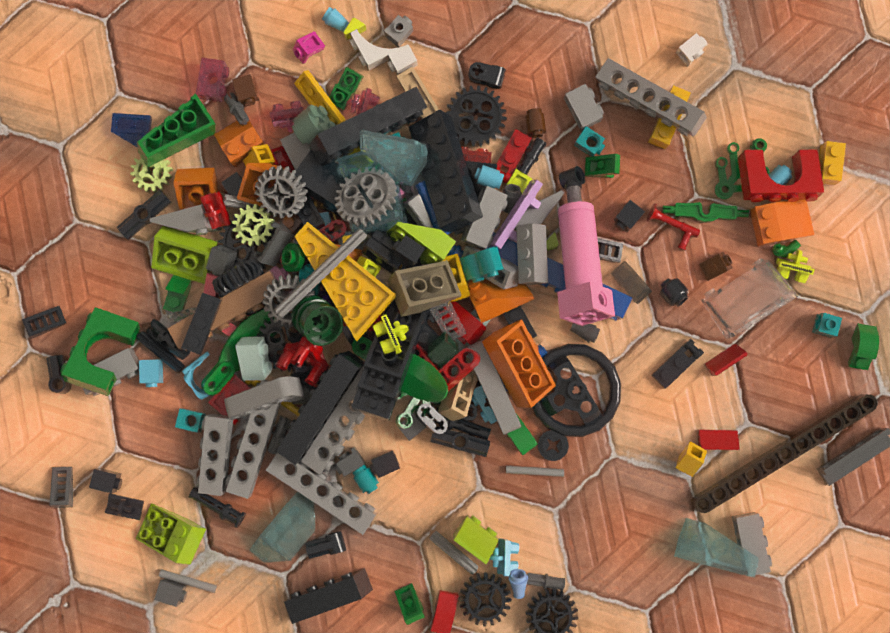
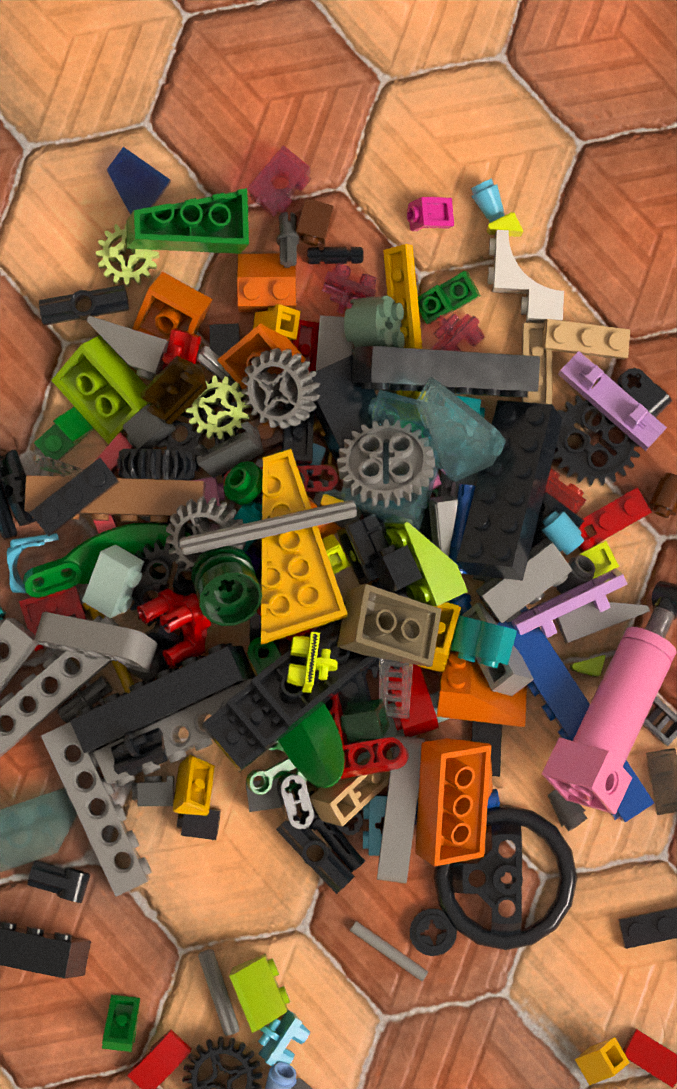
camera: 25 degrees right, 0 degrees up
(222, 229) = (174, 389): none -> dark brown hinge
(268, 102) = (335, 255): none -> black axle
(324, 445) = (138, 750): none -> black hips
(365, 479) = (162, 826): teal brick -> none
(369, 446) = (193, 787): none -> yellow slope
(399, 36) = (556, 271): light grey brick -> none
(437, 64) = (586, 338): none -> tan plate
(472, 88) = (612, 401): none -> lavender hinge
(522, 438) = (398, 899): green slope -> none
(531, 156) = (636, 536): black pin -> none
(532, 254) = (557, 667): light grey brick -> none

